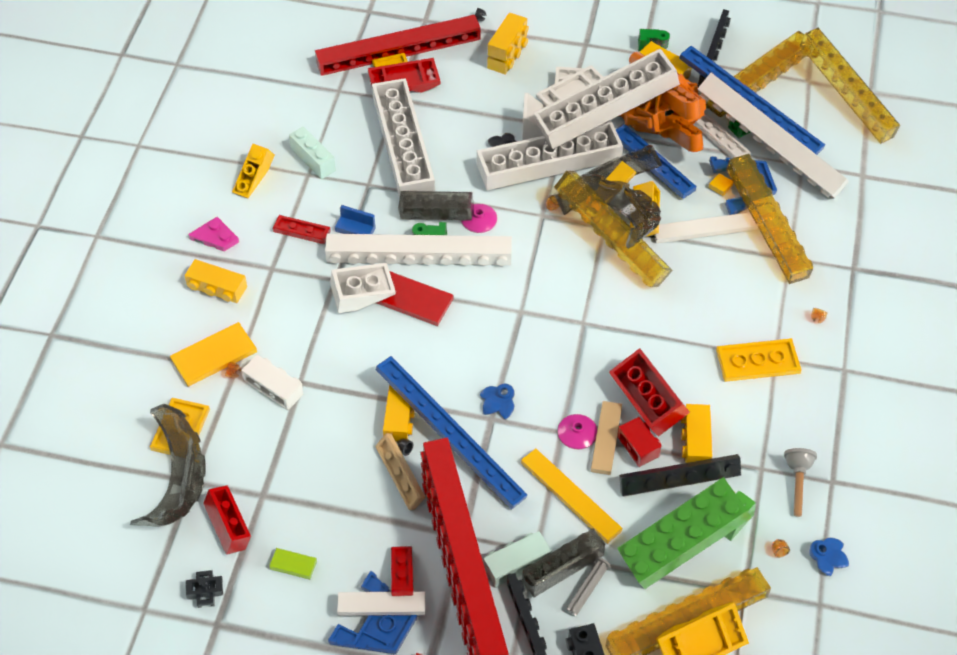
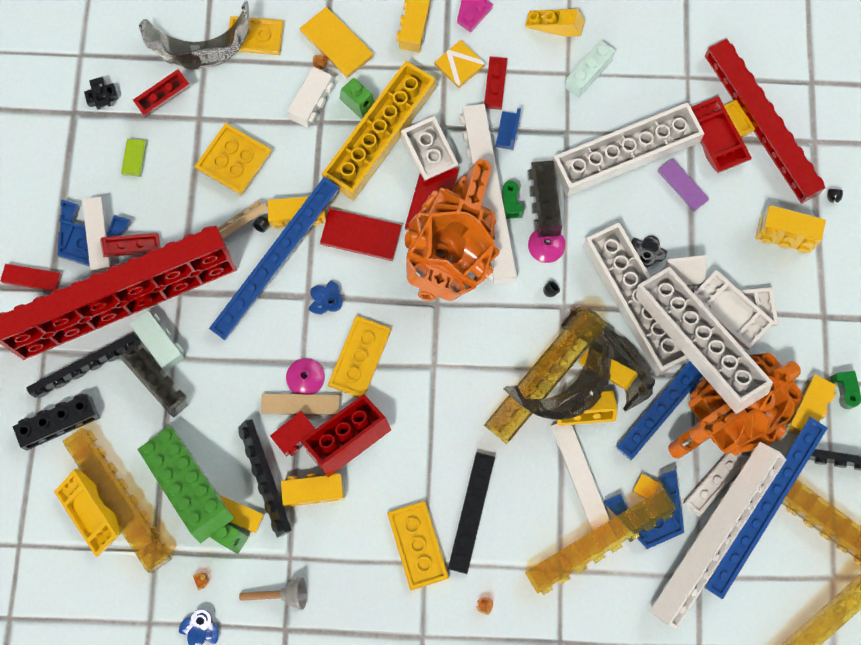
camera: 80 degrees right, 20 degrees up
(272, 254) = (459, 64): none -> yellow tile
(286, 339) = (356, 96): none -> bright green torso
(323, 463) = (233, 159): none -> yellow plate
(328, 323) = (379, 130): none -> yellow brick
(438, 359) = (361, 234): none -> red tile
(444, 110) = (683, 185): none -> medium lavender tile
(466, 263) = (464, 226): none -> orange piece
(526, 219) = (551, 289): none -> black hinge
(565, 381) = (359, 357): none -> yellow tile
(571, 495) = (232, 380): yellow tile -> none
(588, 586) = (139, 407): light grey axle -> none
(731, 313) = (471, 513): none -> black plate

